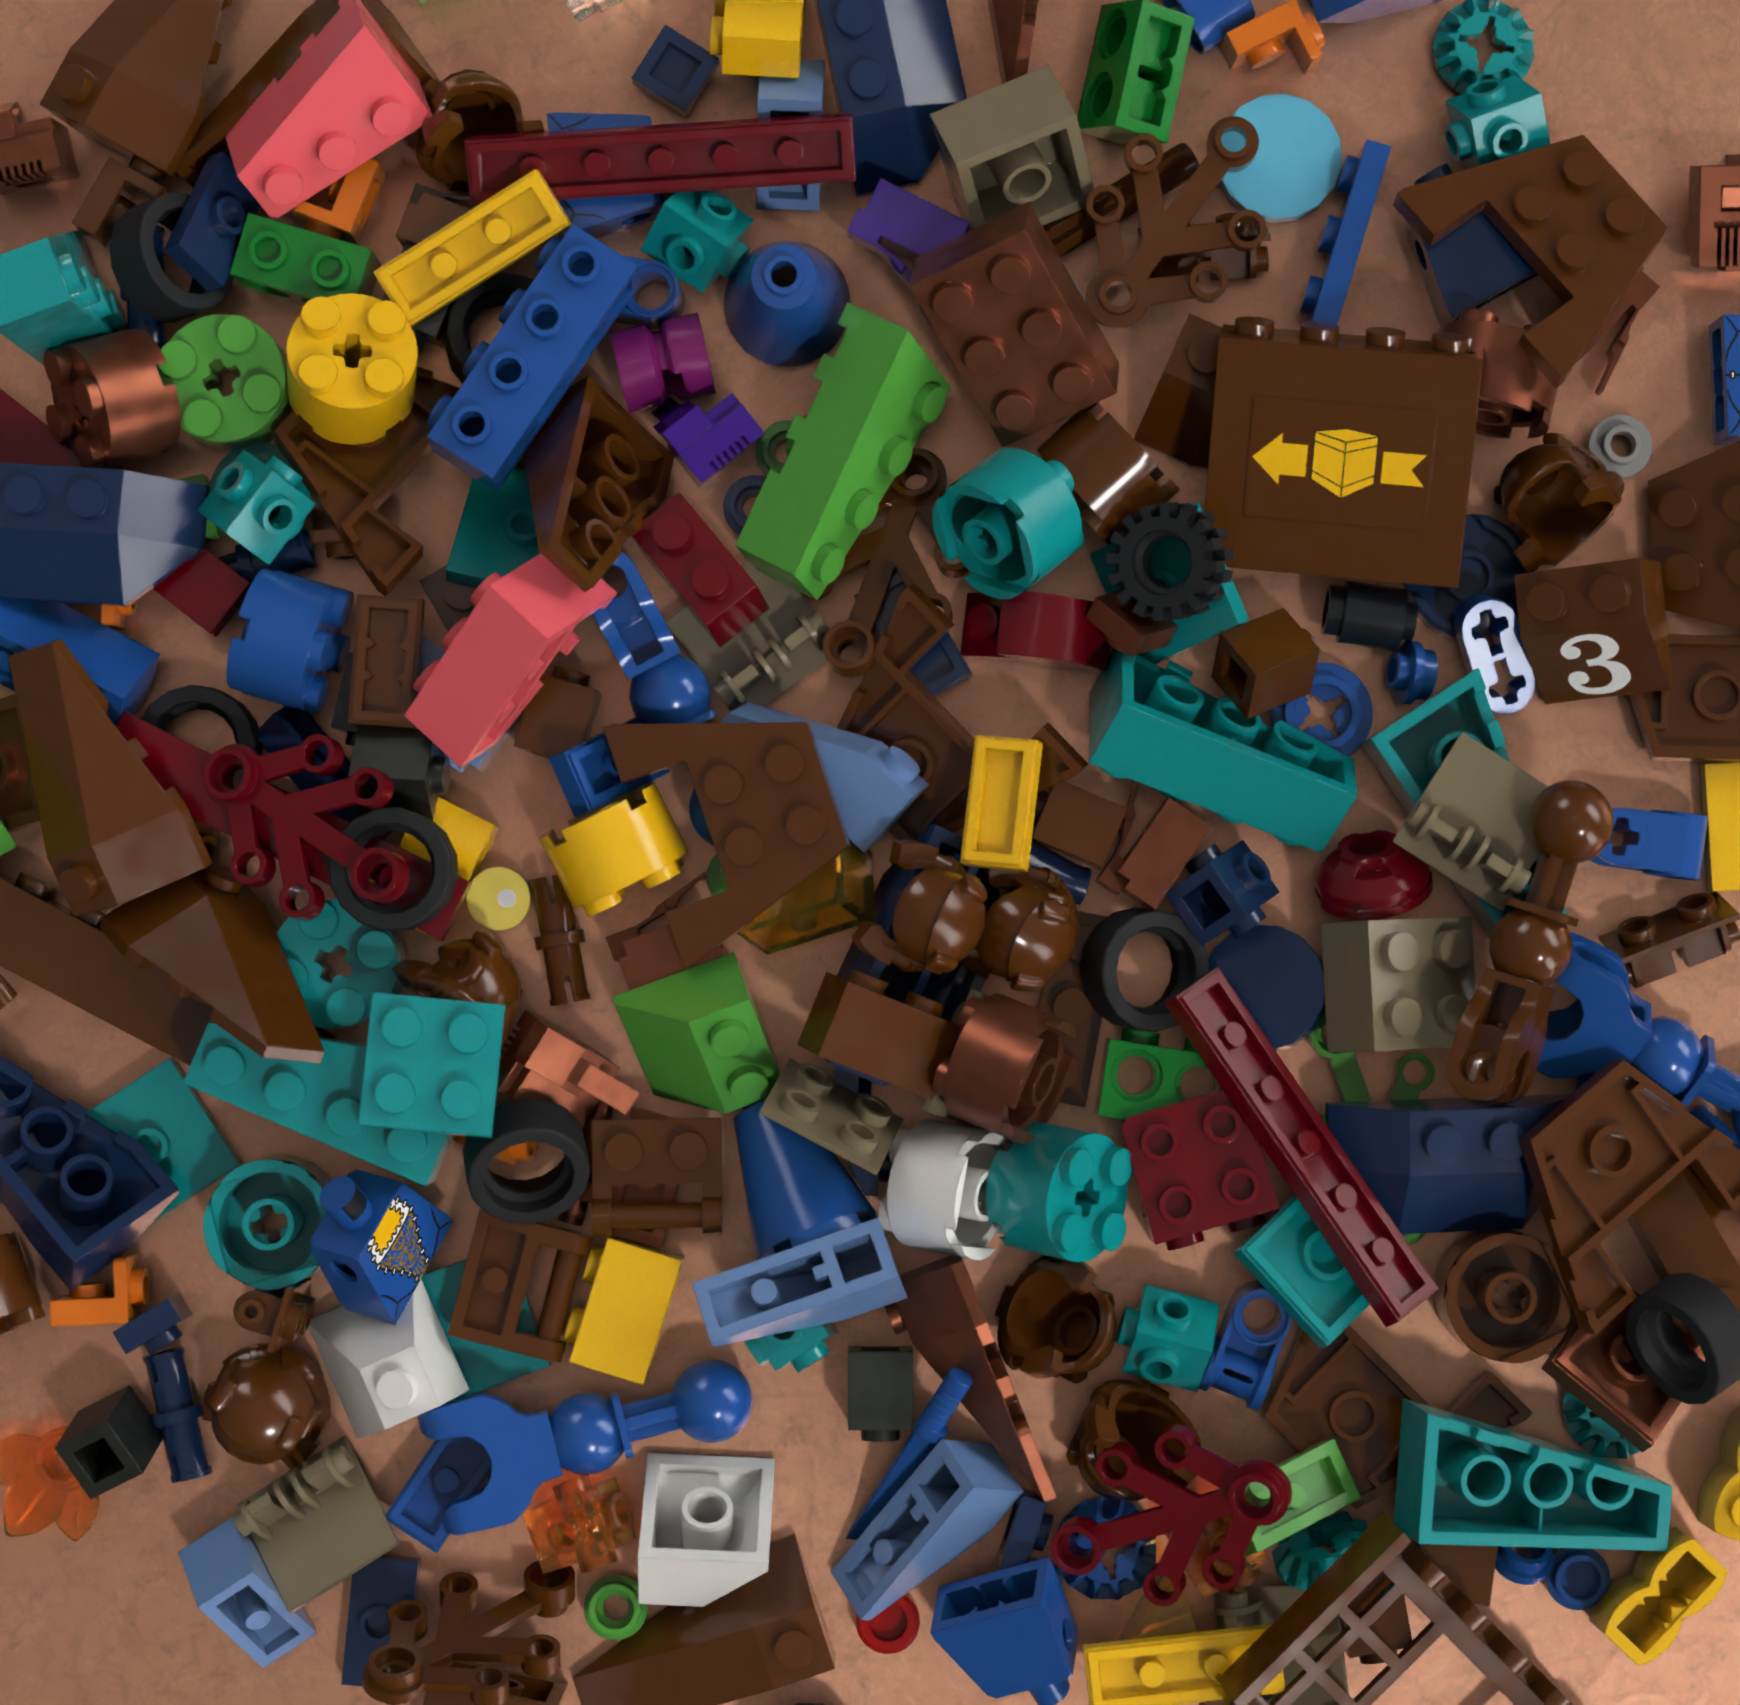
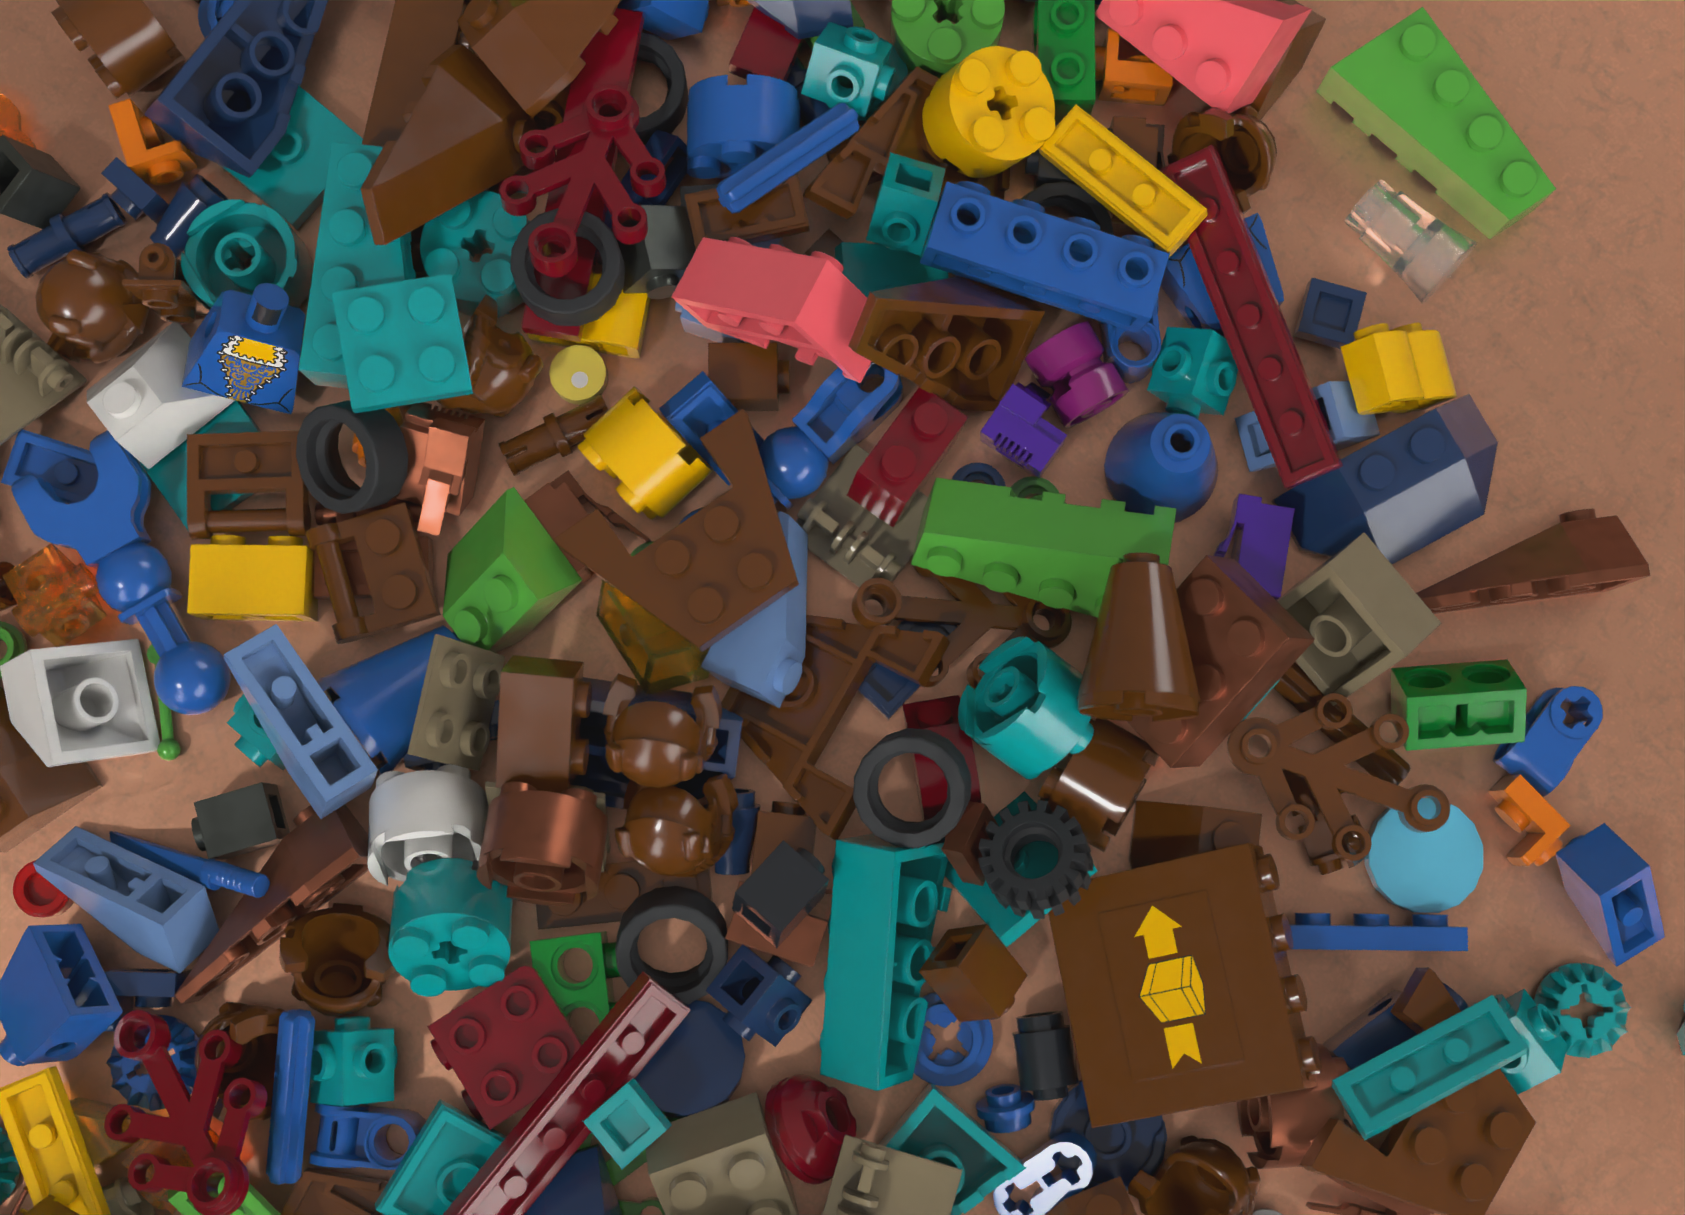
camera: 75 degrees right, 5 degrees down
(195, 1275) = (185, 206): none -> dark blue cone
(343, 598) = (787, 158): none -> blue axle
(426, 488) = (905, 204): none -> teal brick
(776, 1449) = (169, 747): none -> bright green hinge
(986, 385) = (1139, 648): none -> reddish brown cone
(1001, 803) = (777, 773): yellow tile -> none
(1093, 701) = (880, 820): none -> black tyre
(1127, 834) = (781, 892): none -> black brick
(1185, 1406) = (290, 1096): none -> blue axle
(1316, 1061) = (627, 1123): none -> teal tile
(1497, 226) = (1429, 1067): none -> teal plate

